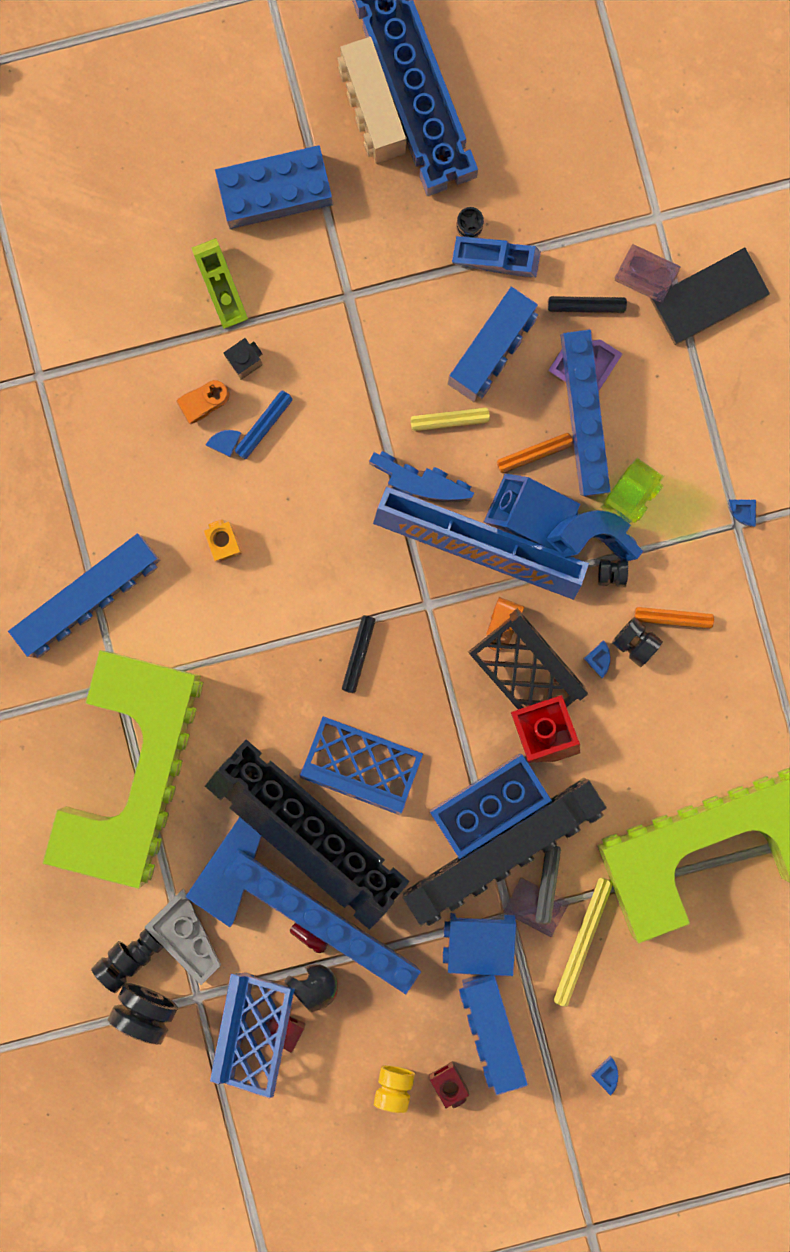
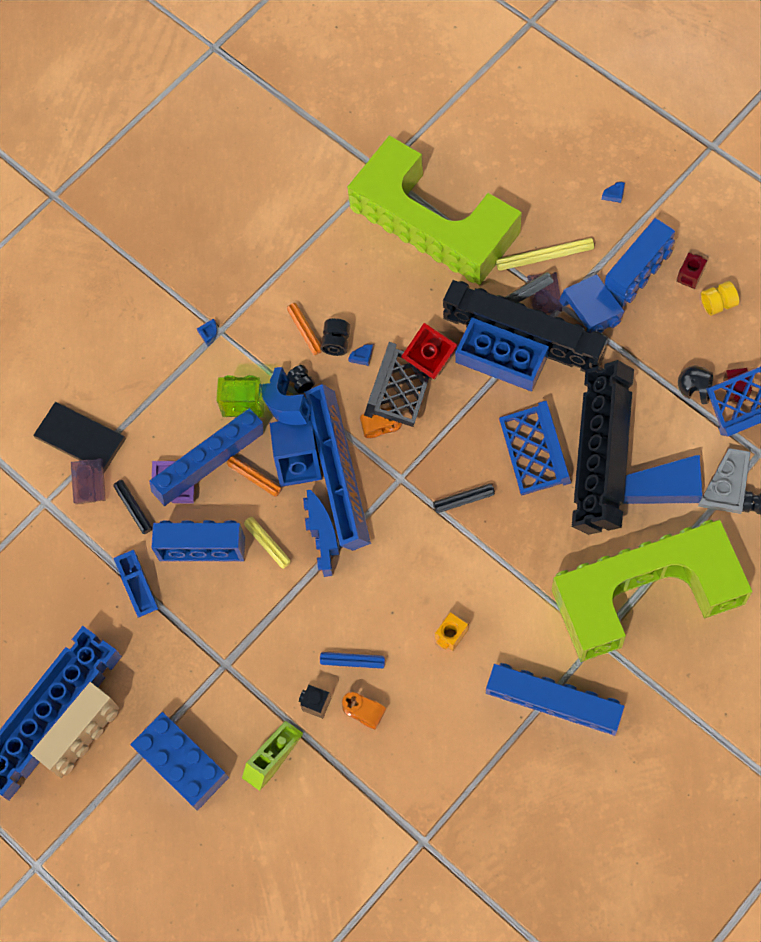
camera: 115 degrees left, 20 degrees down
(224, 441) = (382, 678): blue tile -> none
(308, 938) = (667, 405): dark red arm -> none
(321, 921) = (651, 404): blue brick -> none
(471, 218) = (120, 611): black wheel -> none

